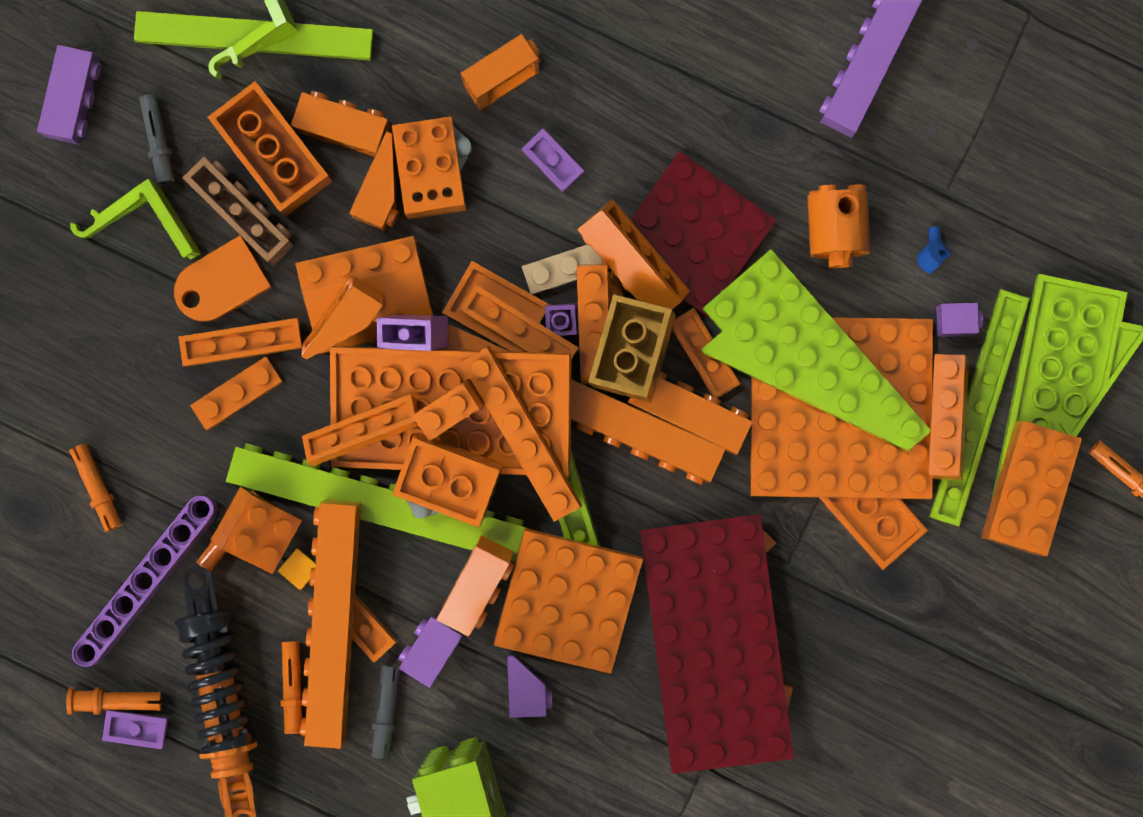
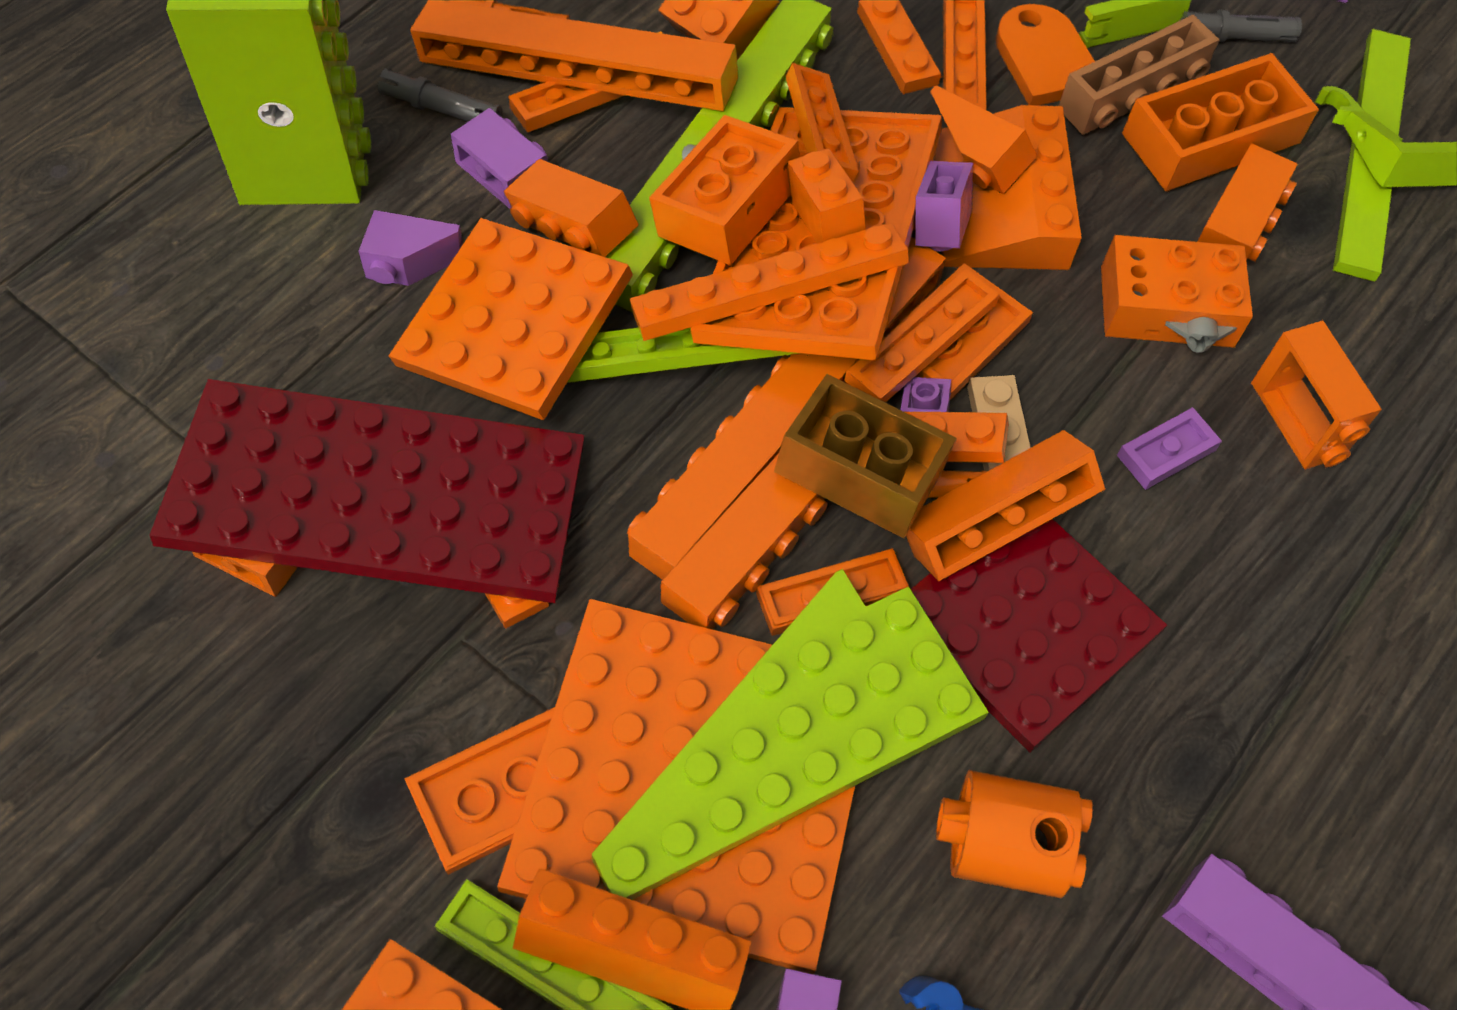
camera: 95 degrees right, 25 degrees down
(378, 194) = (1140, 215): orange slope -> none

